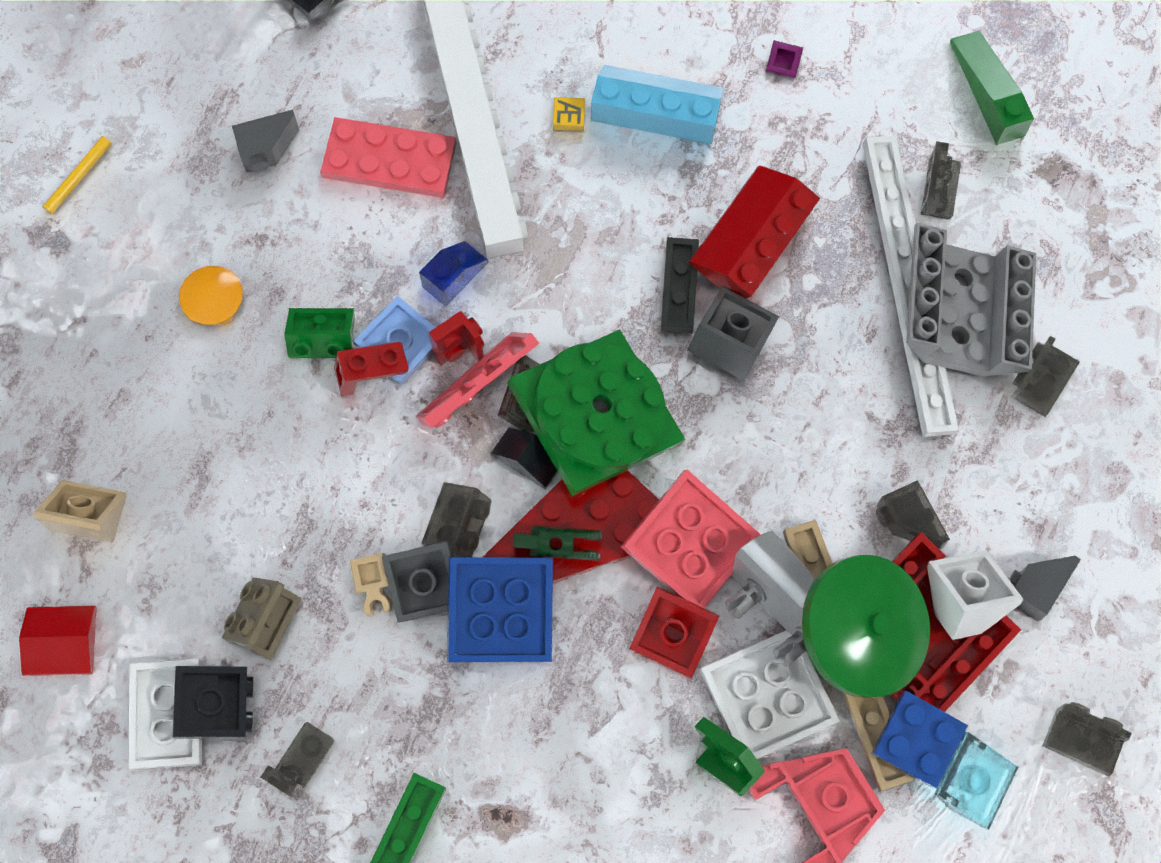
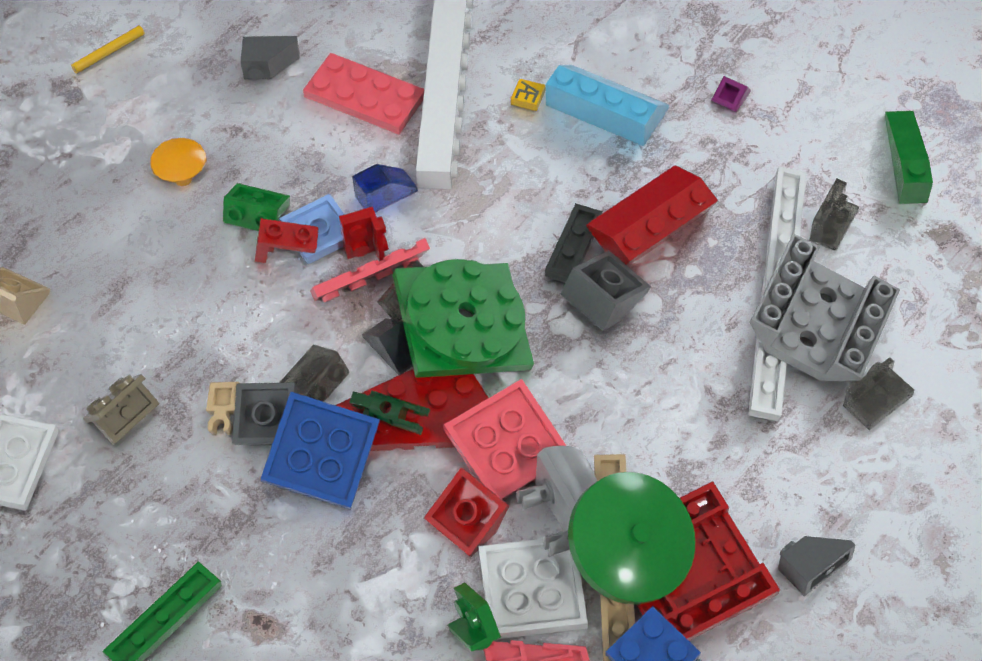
camera: 20 degrees right, 15 degrees down
(212, 703) = (52, 459): black plate -> none
(299, 761) = (106, 530): clear smoke bracket -> none
(909, 513) = (713, 464): clear smoke slope -> none
(970, 593) = (740, 543): white slope -> none

